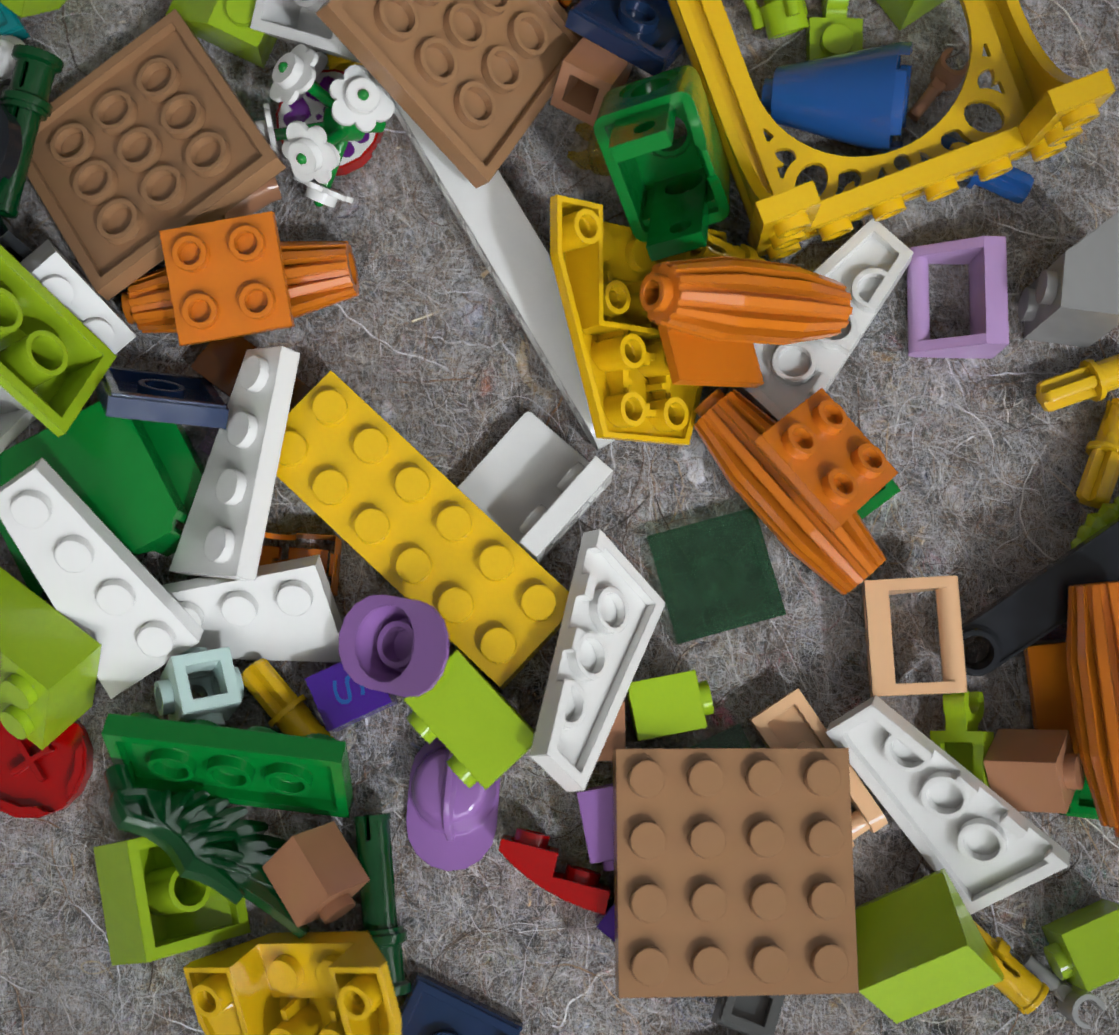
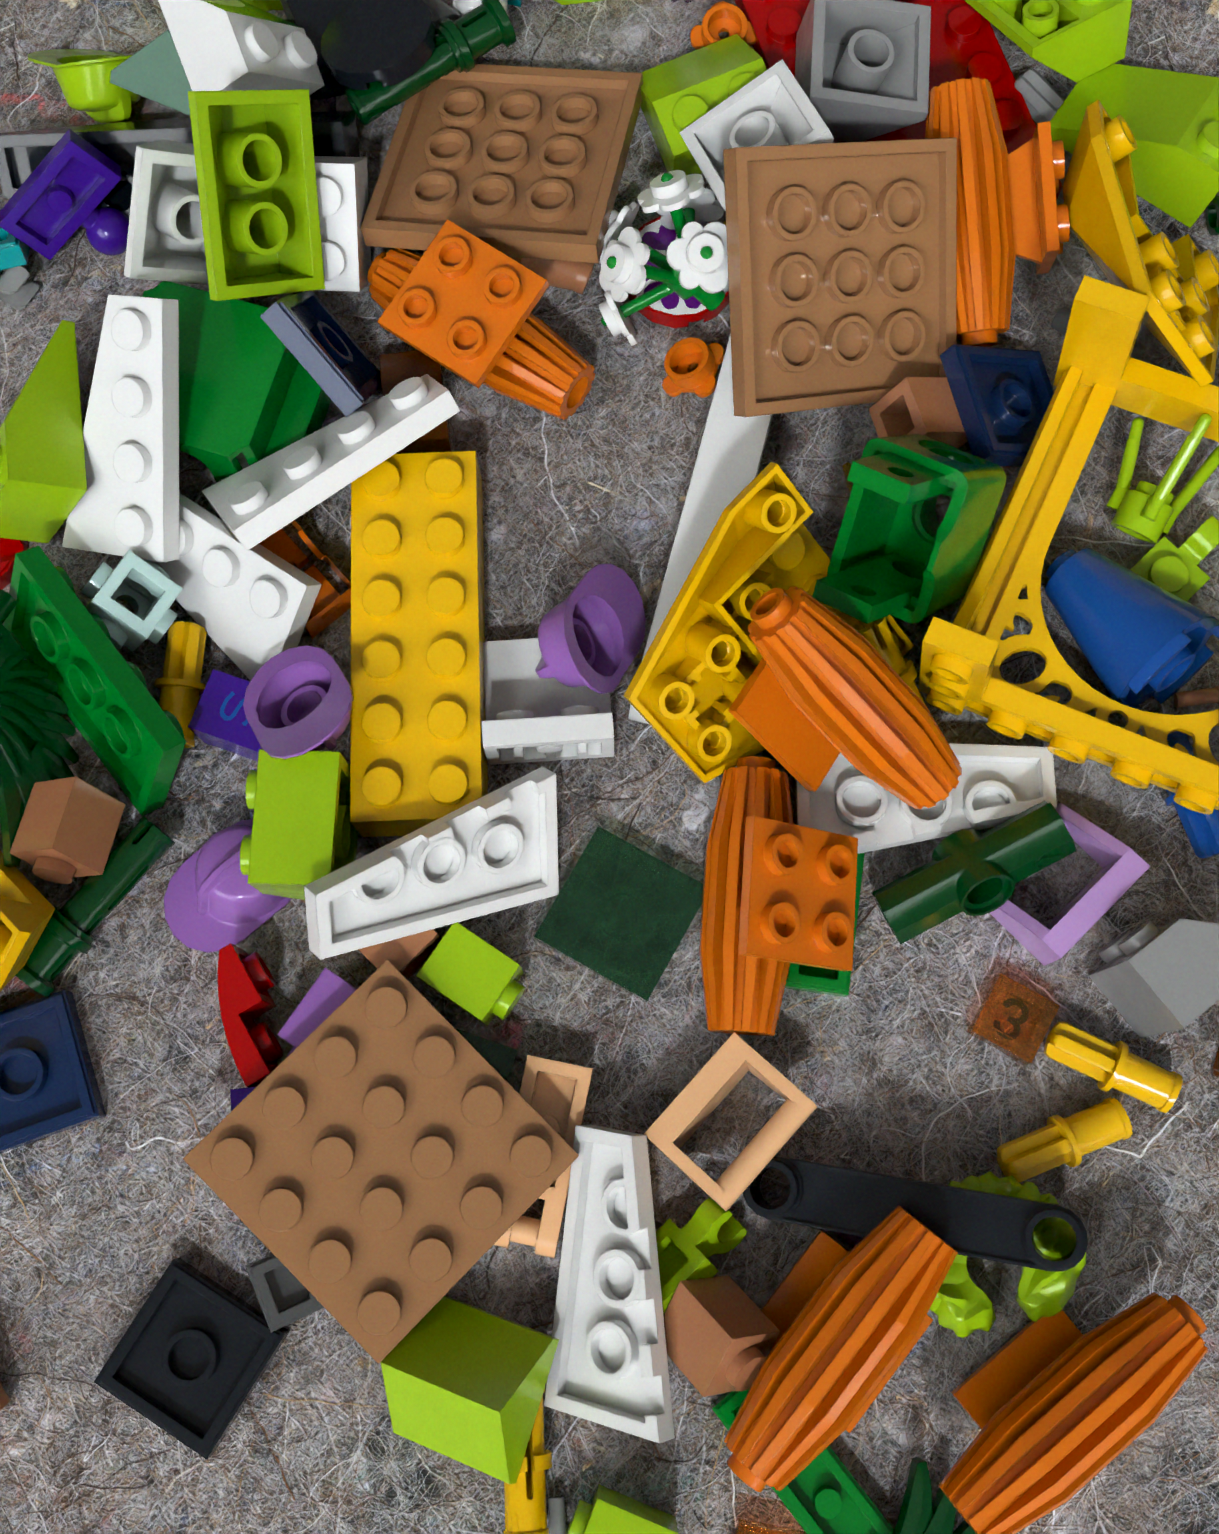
camera: 45 degrees right, 5 degrees down
(394, 178) = (692, 367): none -> orange plate
(526, 417) = (593, 631): none -> medium lavender piece
(904, 340) = (974, 871): none -> dark green piece
(1007, 408) = (1013, 1019): none -> clear orange tile

